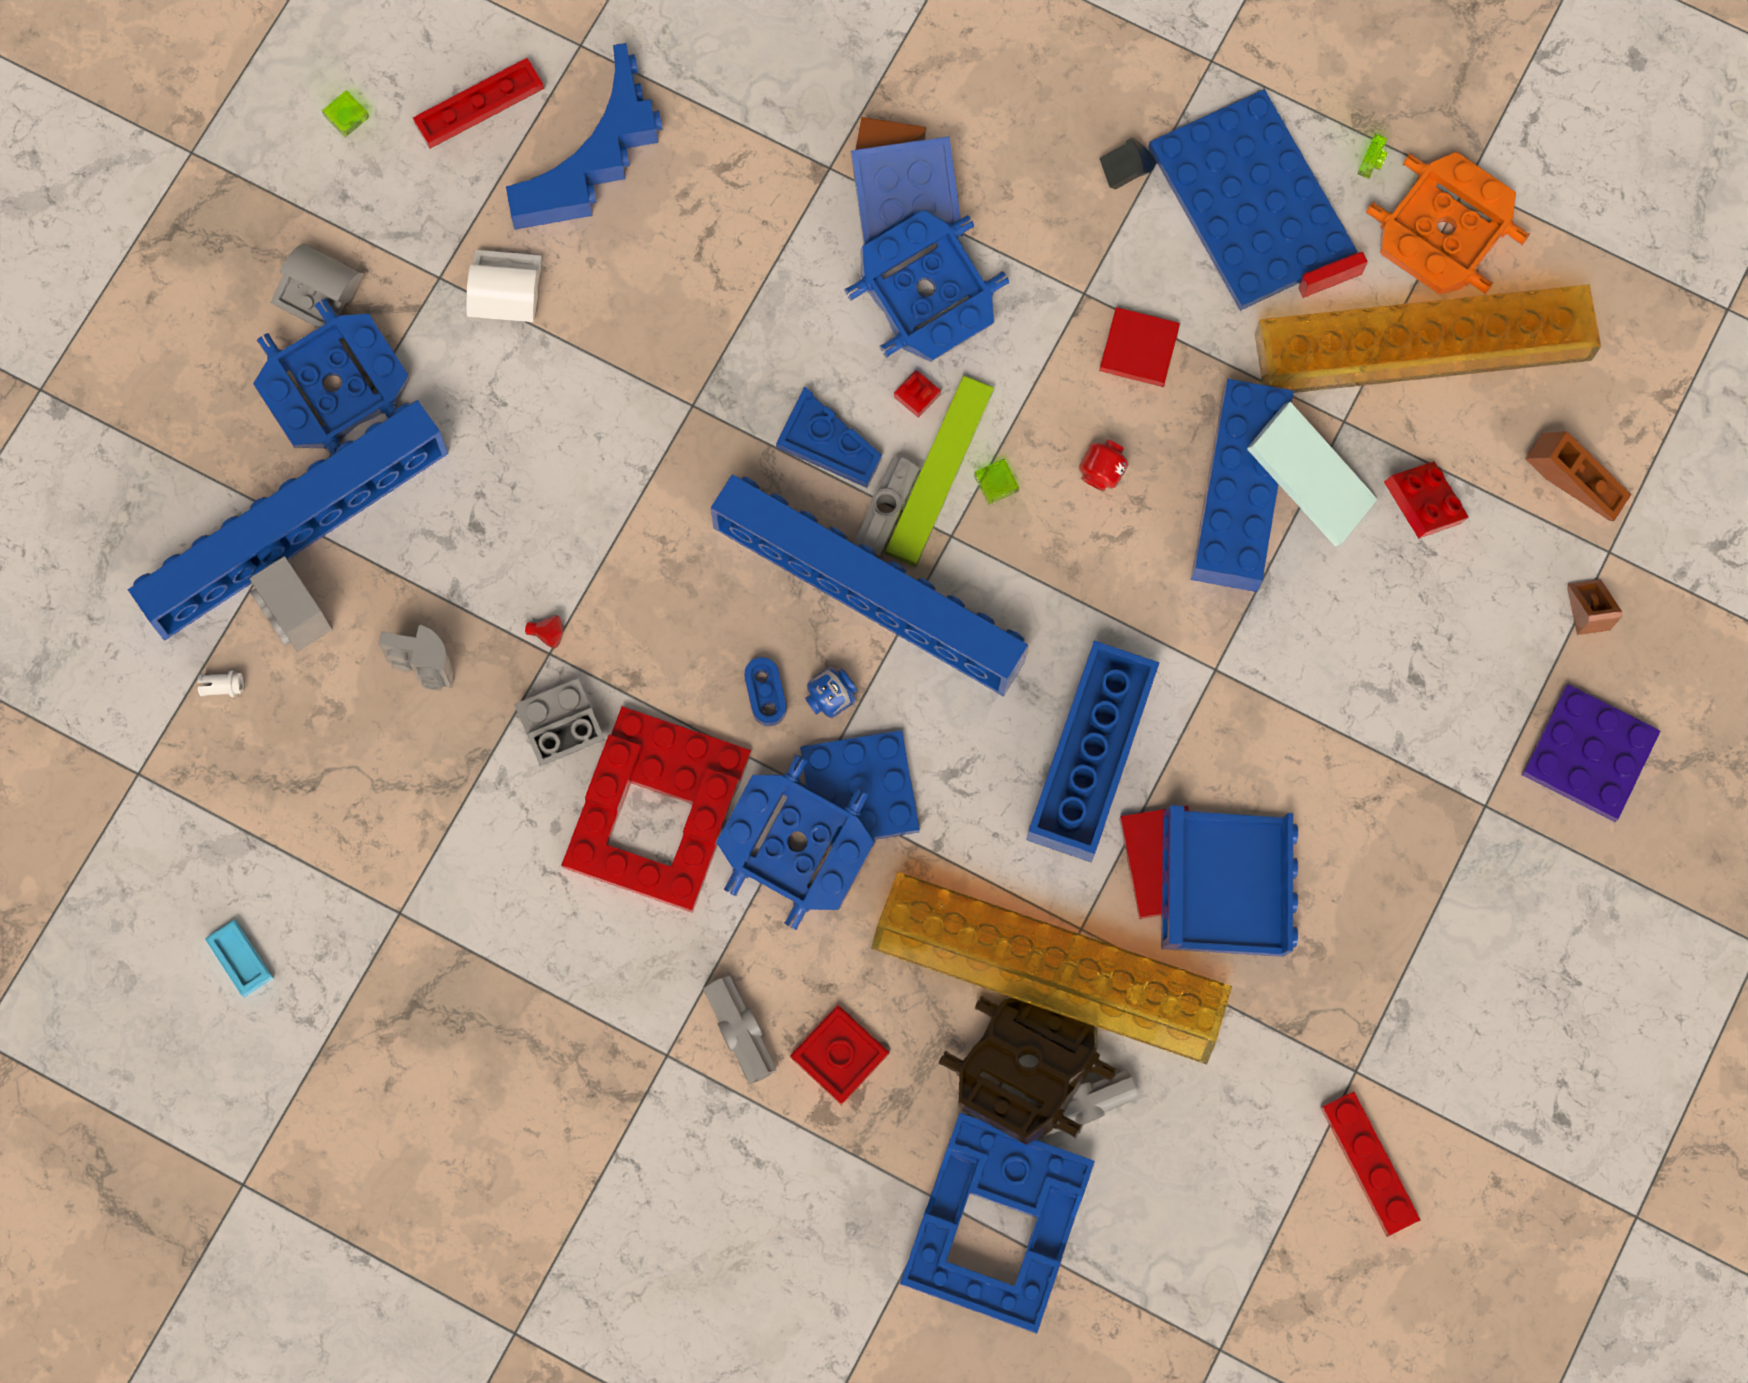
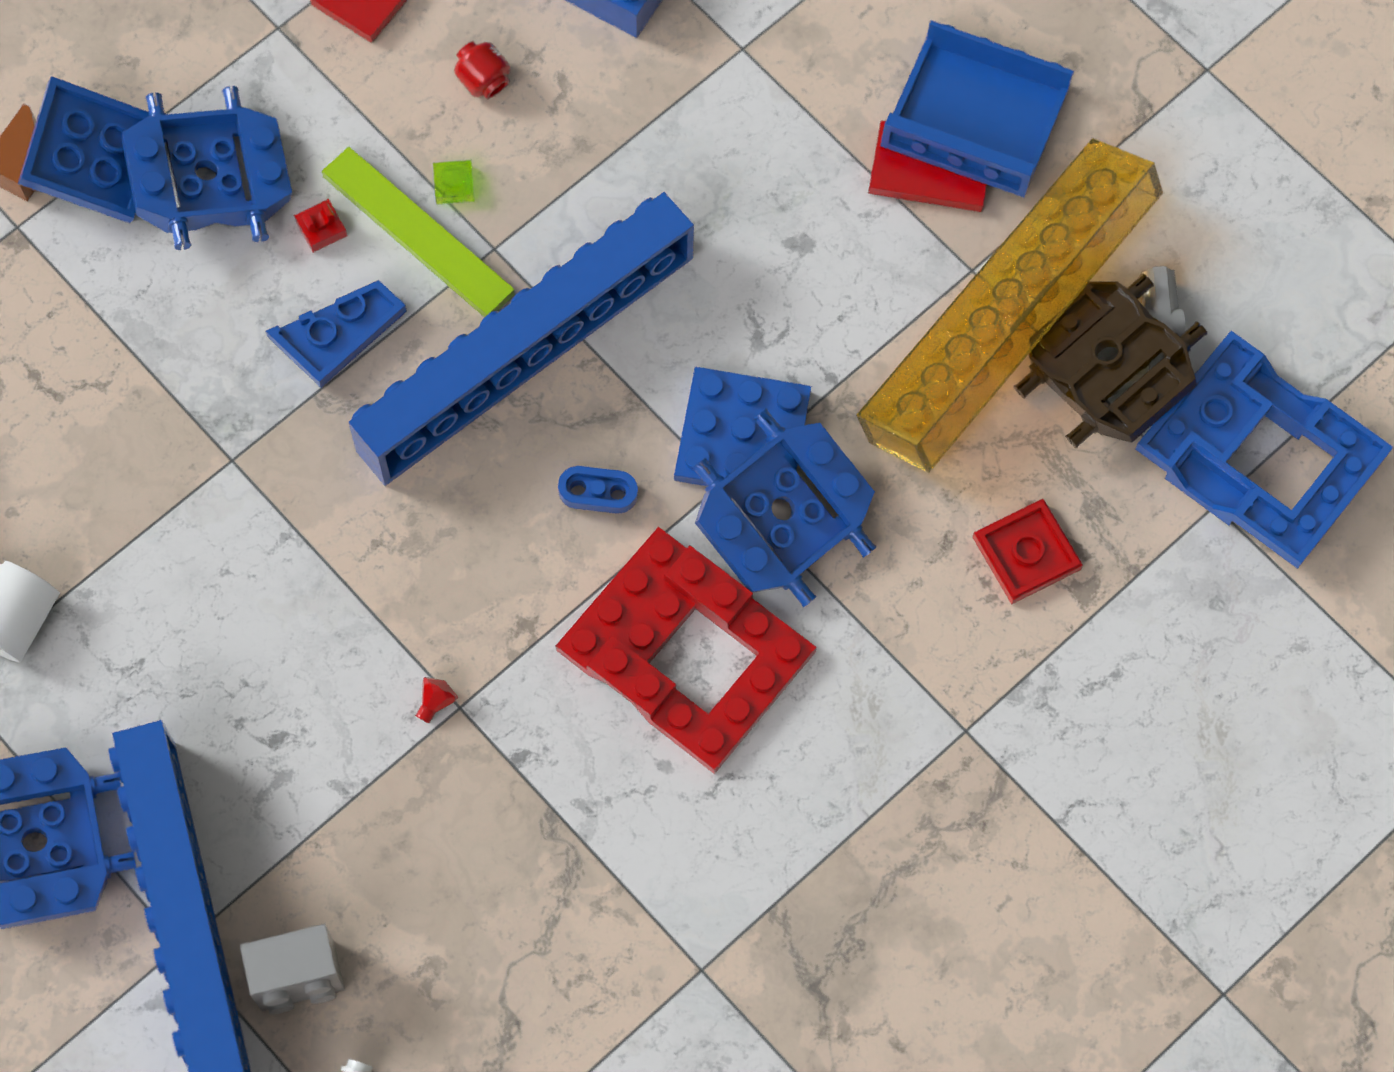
camera: 70 degrees left, 5 degrees down
(422, 654) = (418, 829): light grey brick -> none
(559, 722) = (553, 715): light grey brick -> none
(739, 1029) = (967, 640): light grey piece -> none
(831, 692) = (626, 420): blue head -> none
(893, 490) = (425, 281): light grey piece -> none
(1092, 751) = (793, 184): blue brick -> none
(1370, 1164) = (1306, 88): red plate -> none

